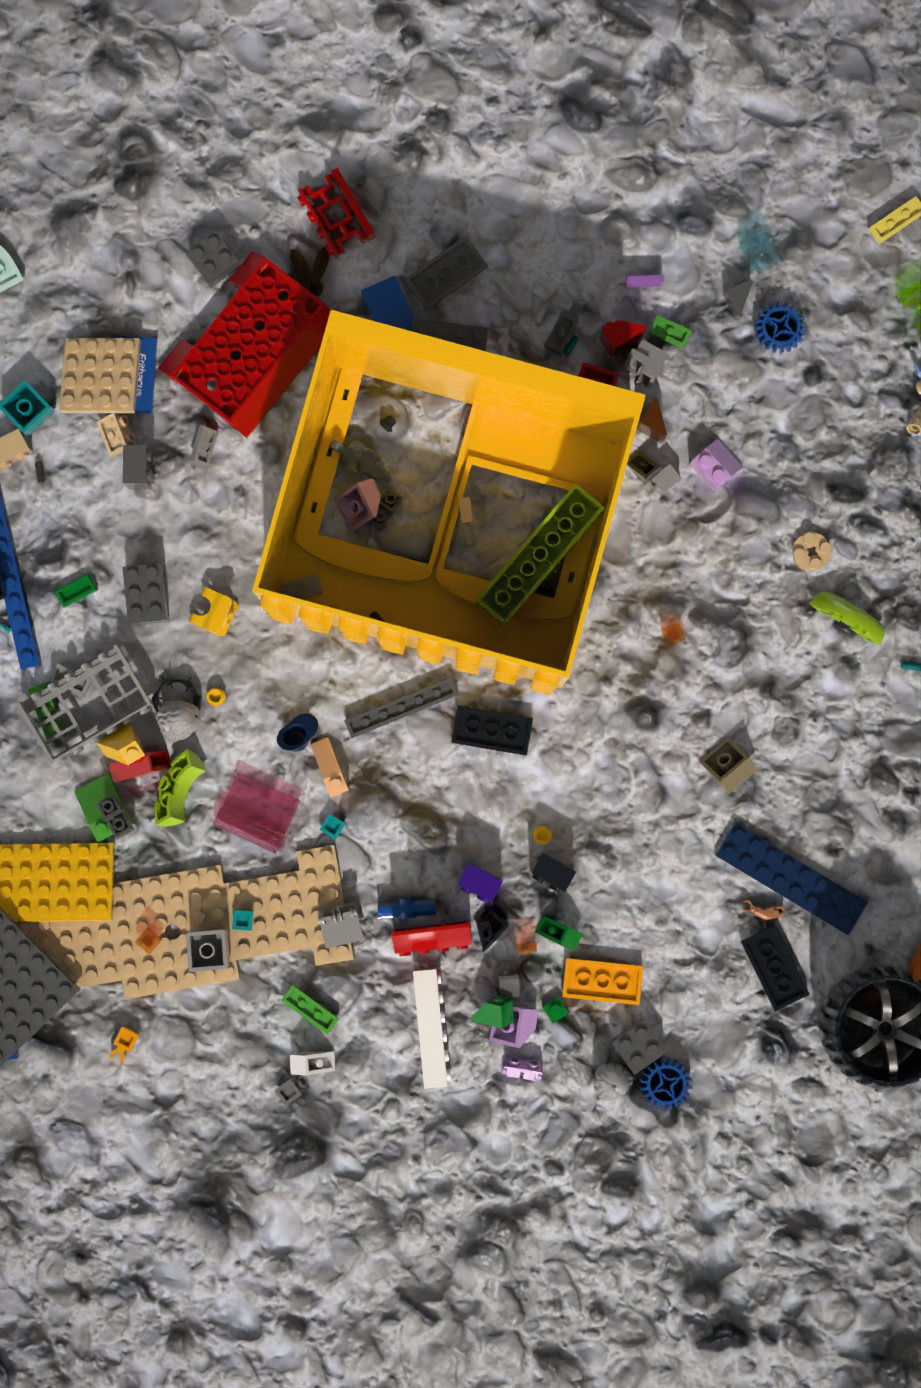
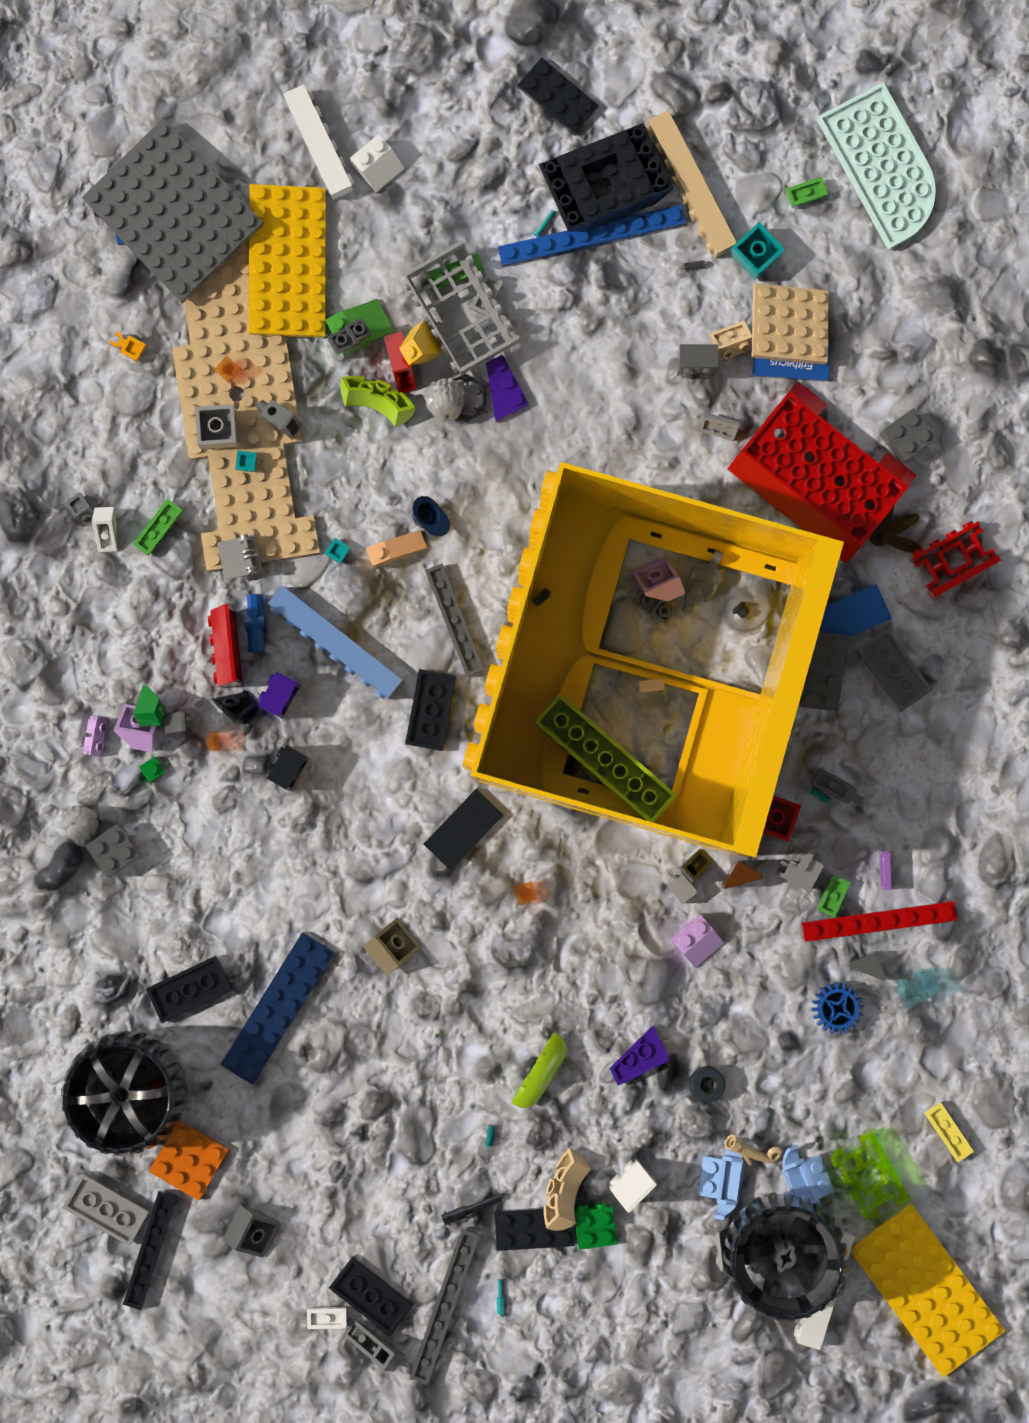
camera: 90 degrees right, 0 degrees up
(76, 590) = (575, 300): green tile -> none
(145, 594) = (570, 368): dark grey brick -> none
(165, 661) = (504, 389): none -> dark purple wing
(202, 882) = (279, 418): none -> dark grey torso
(215, 696) = (468, 437): yellow plate -> none
(220, 613) = (550, 441): yellow piece -> none
(255, 816) = (349, 474): clear pink door -> none
(302, 588) = (574, 521): light grey plate -> none
(425, 826) = (335, 642): none -> medium blue brick
(430, 1028) = (137, 645): white brick -> none
(542, 835) = (325, 759): yellow plate -> none
(558, 933) = (227, 773): green slope -> none
(602, 981) = (179, 816): light orange plate -> none
(610, 696) = (463, 829): none -> black tile
(619, 335) = (828, 844): red slope -> none
(673, 1078) = (61, 885): blue gear -> none
(693, 288) = (879, 921): none -> red plate
(765, 913) = (243, 981): nougat arm -> none
(822, 550) = (603, 1025): tan plate -> none
(832, 519) = (640, 1058): none -> dark purple wing
(863, 453) = (707, 1090): none -> black wheel

